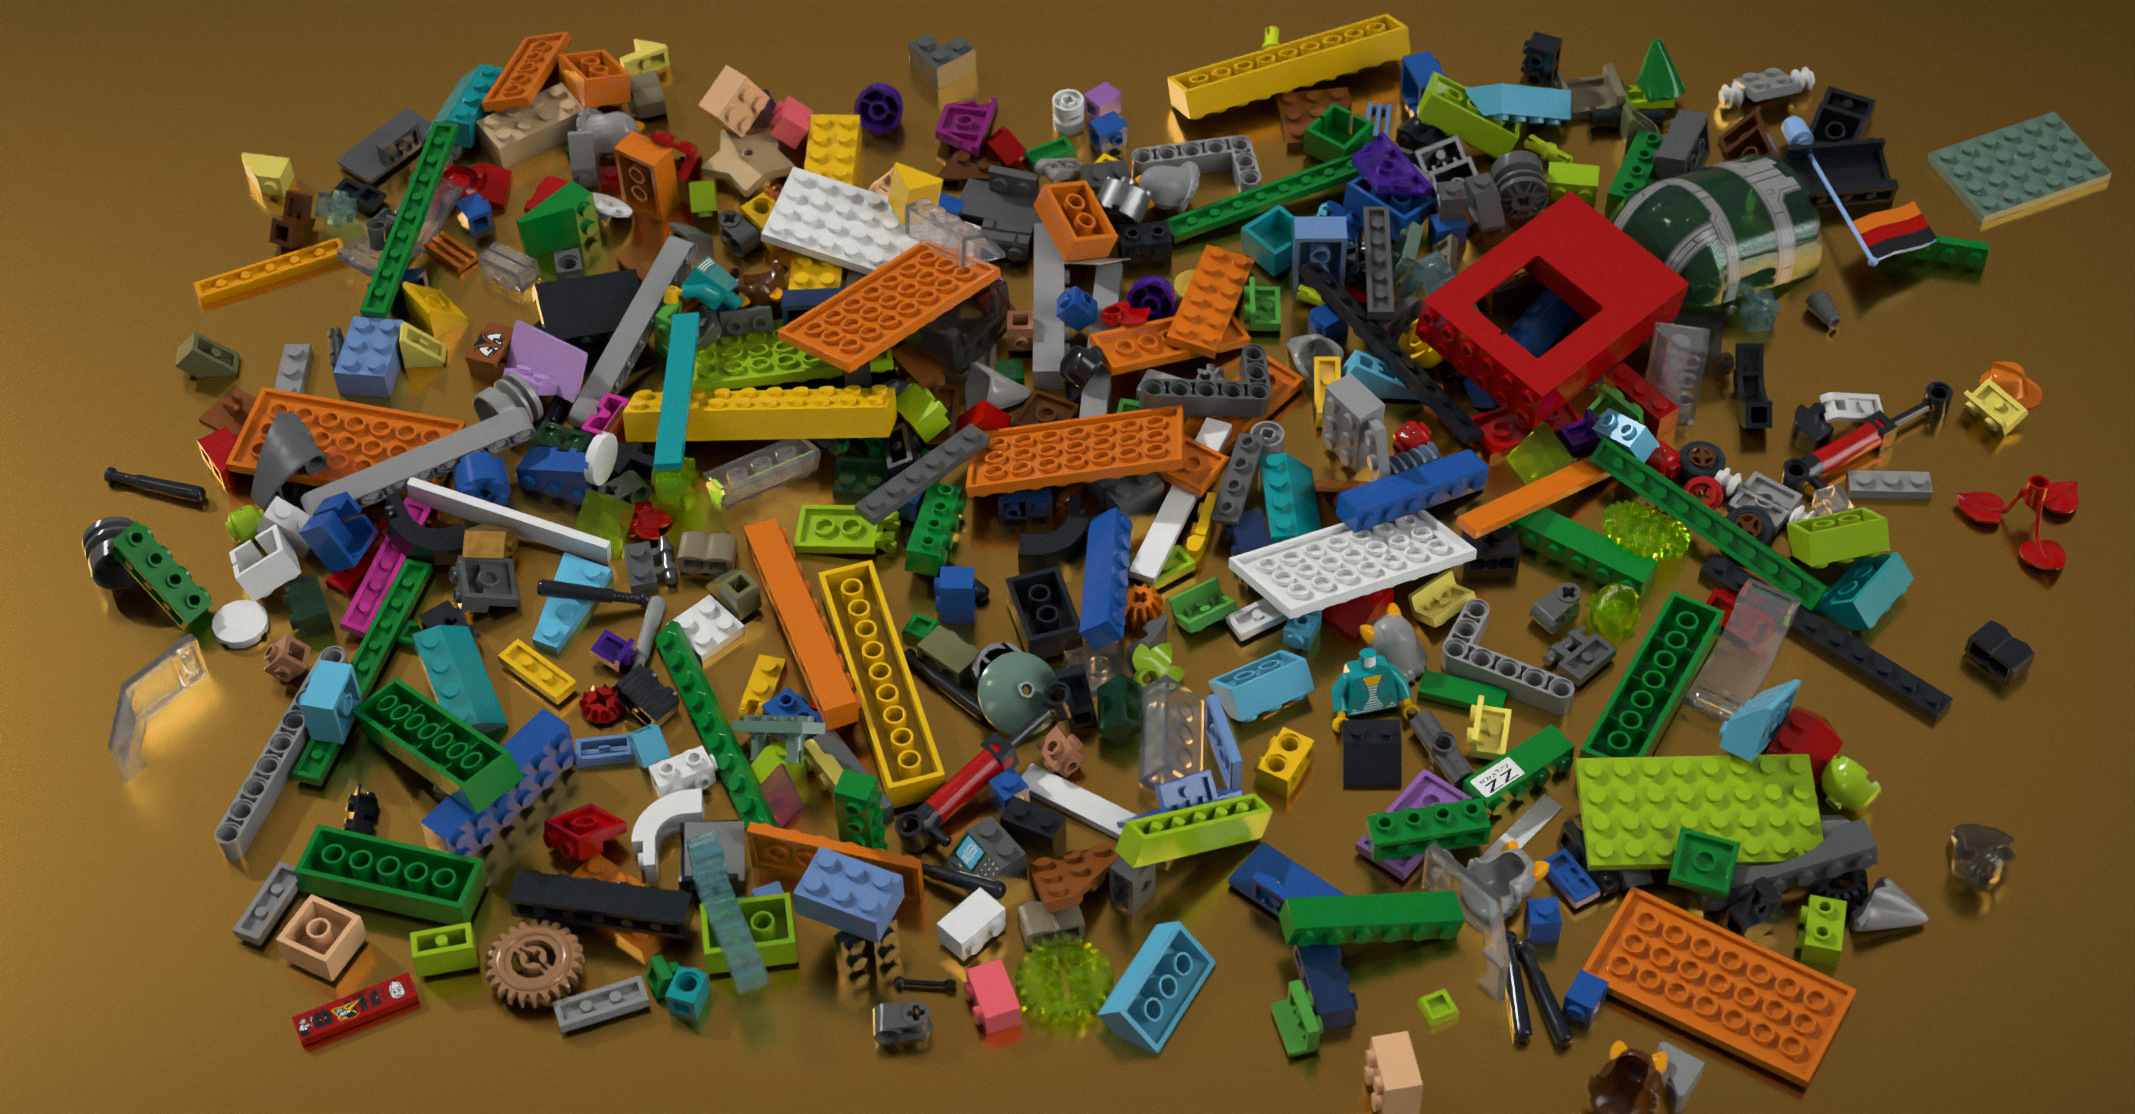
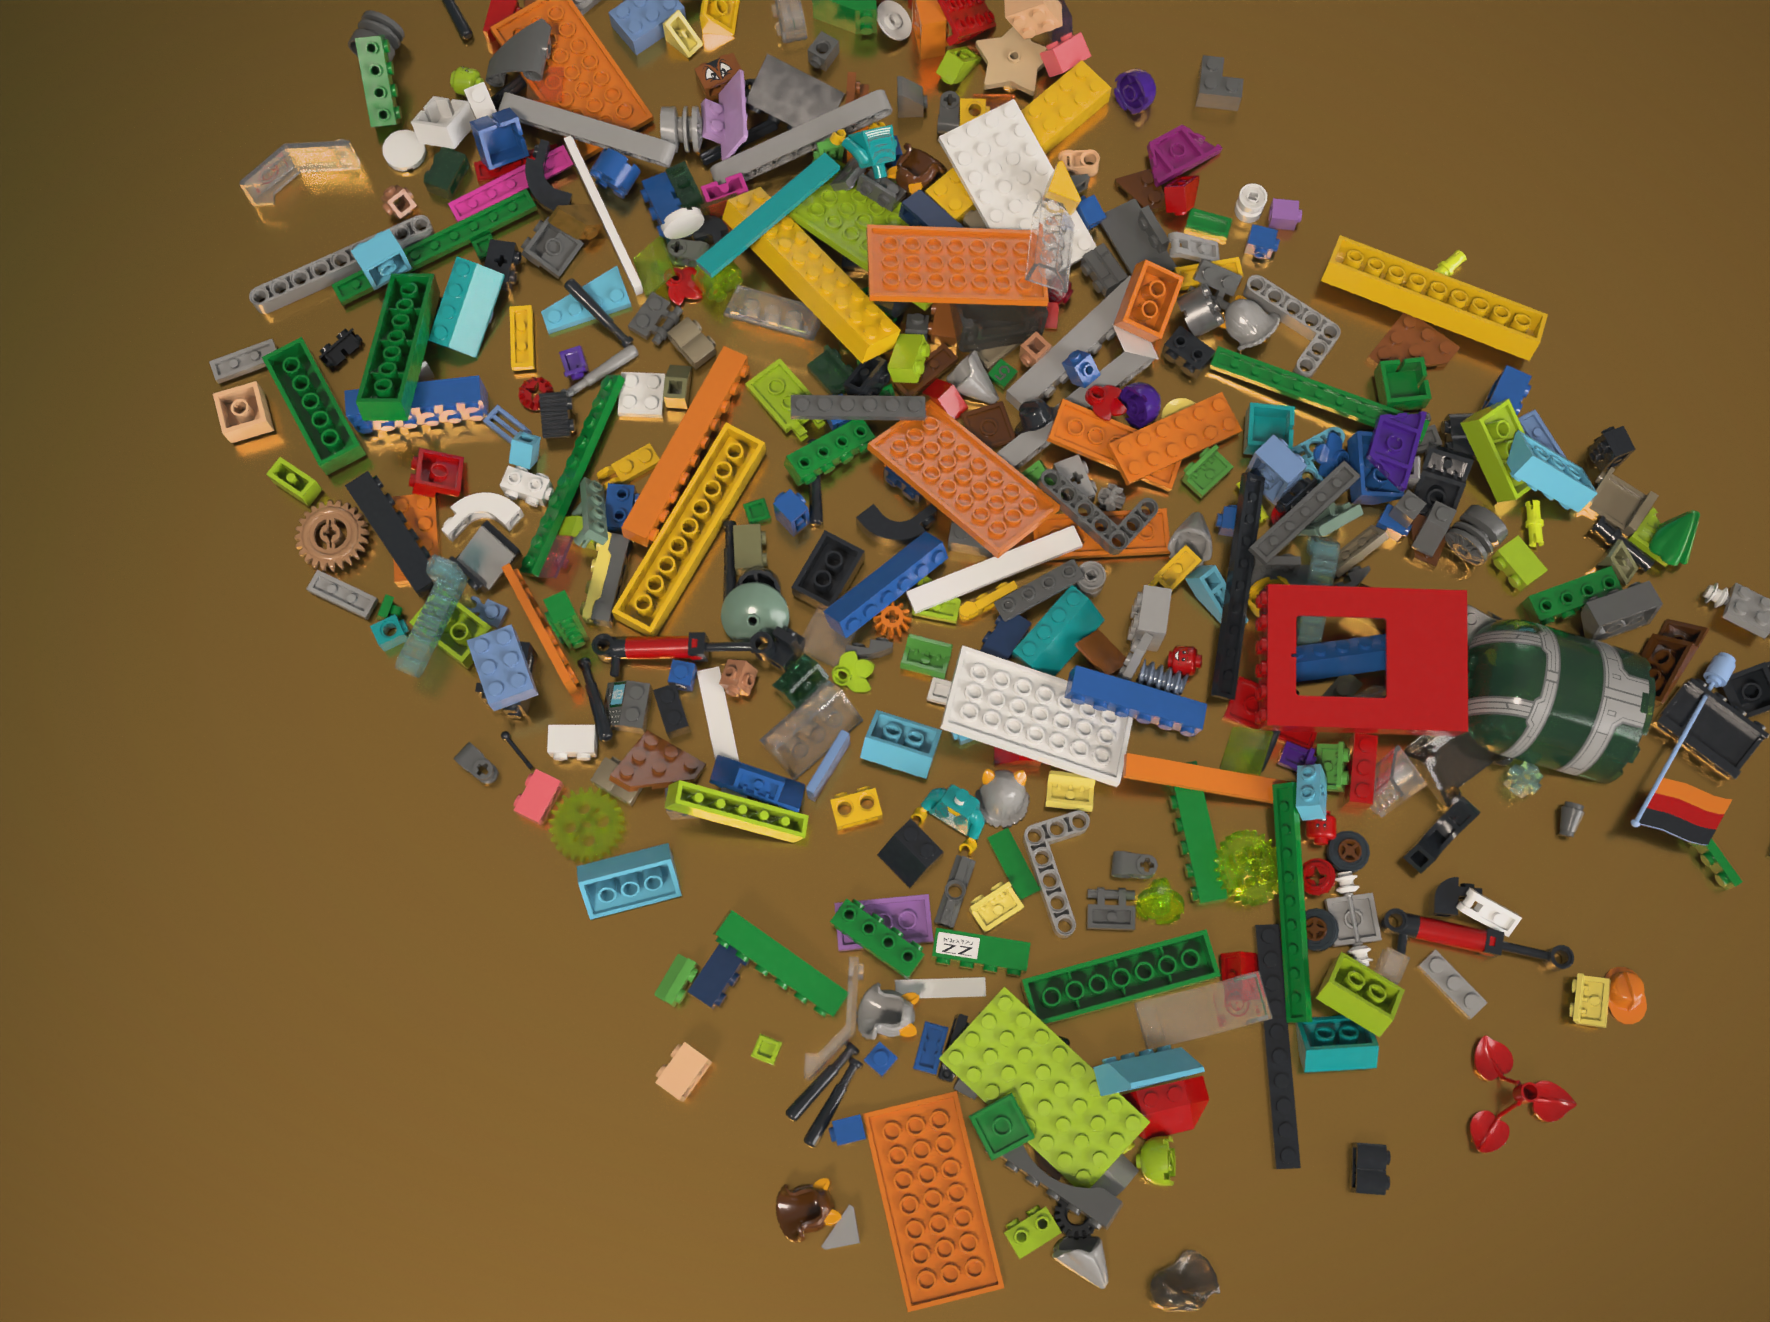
camera: 45 degrees right, 25 degrees up
(355, 1009) = (225, 472): tile -> none
(1200, 468) = (1025, 558): orange tile -> none
(1272, 877) = (769, 892): blue bracket -> none
(1378, 110) = (1462, 383): medium blue tile -> none
(1495, 552) = (1144, 797): black brick -> none
(1756, 913) = (1002, 1182): black brick -> none

